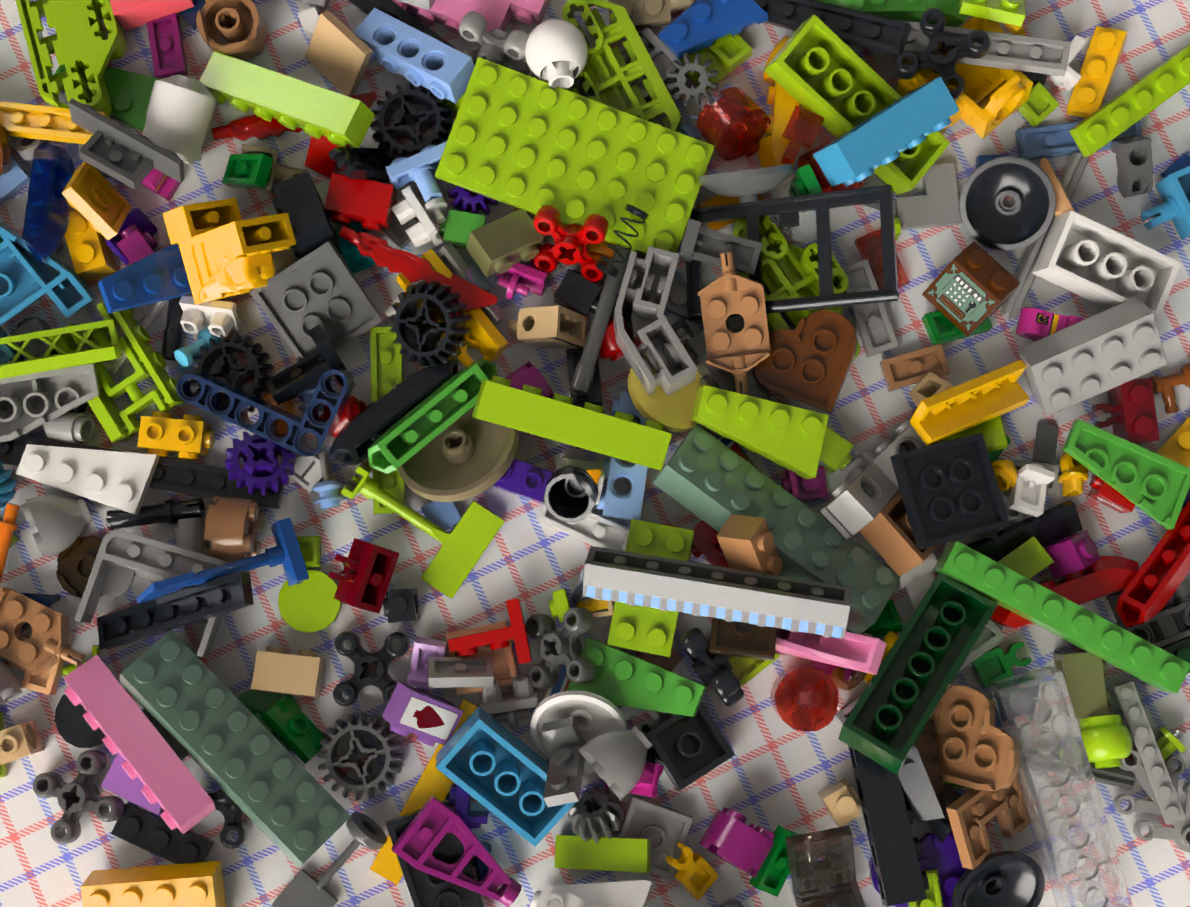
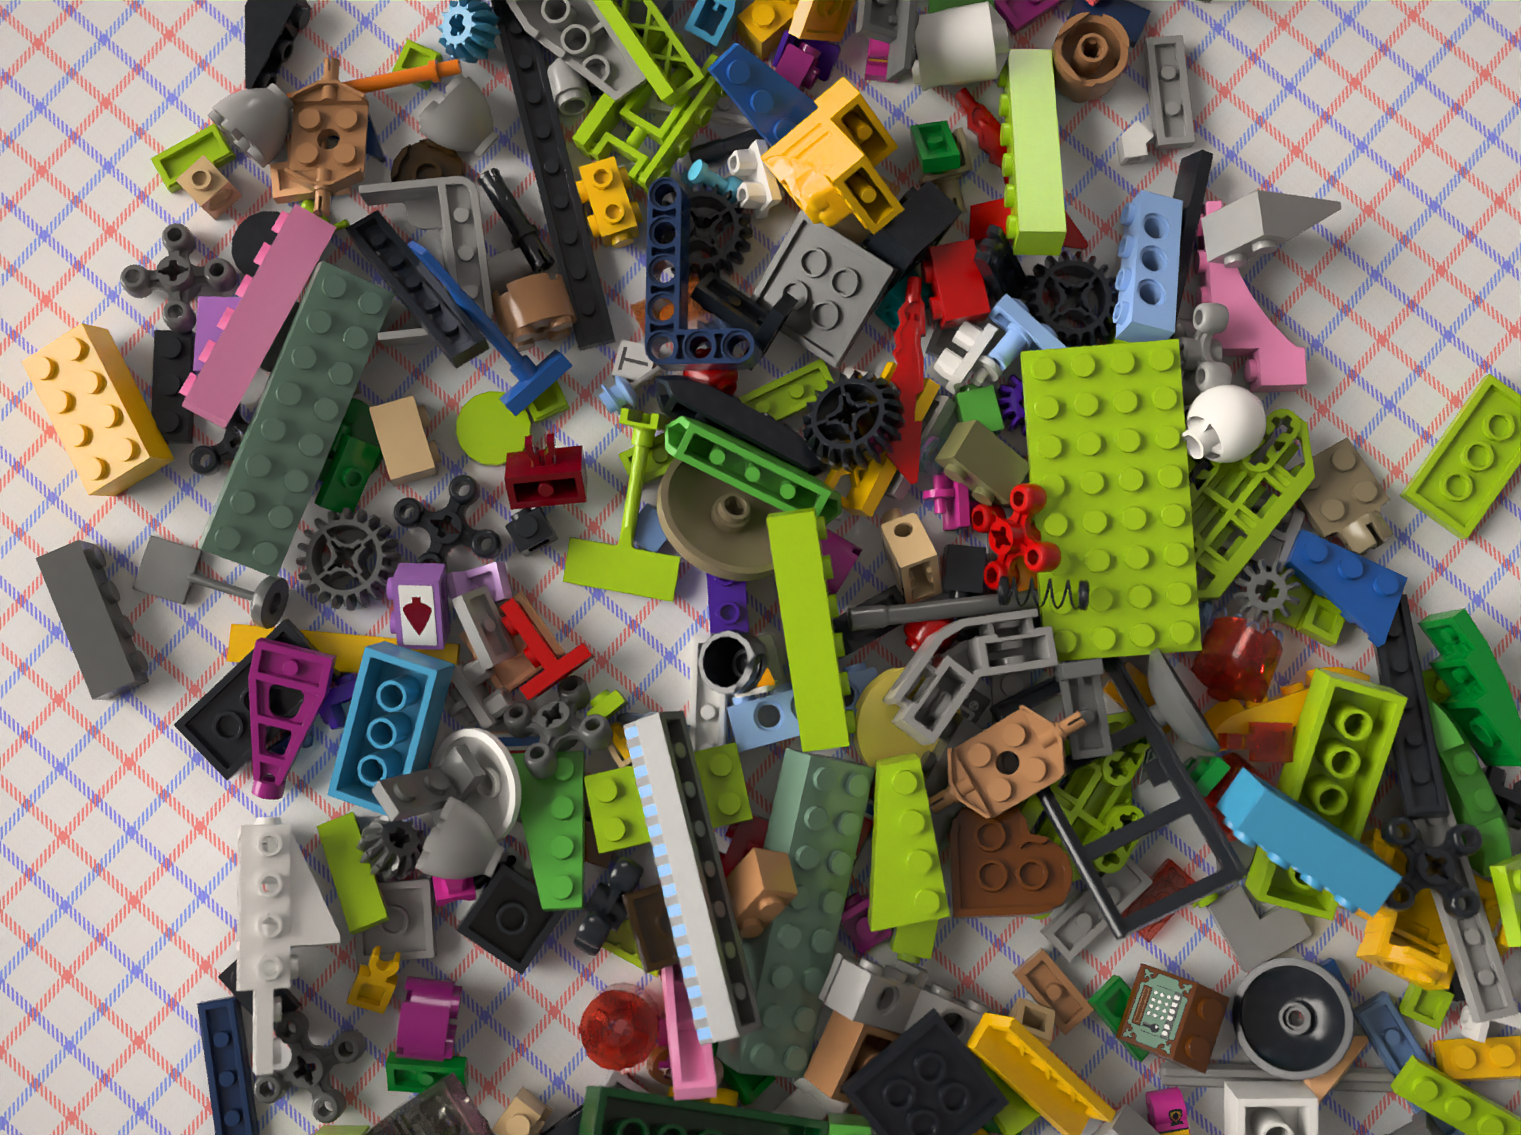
camera: 65 degrees right, 0 degrees up
(99, 475) = (529, 140): white wing -> none
(260, 463) = (606, 313): dark purple gear -> none
(338, 53) = (1112, 185): tan tile -> none

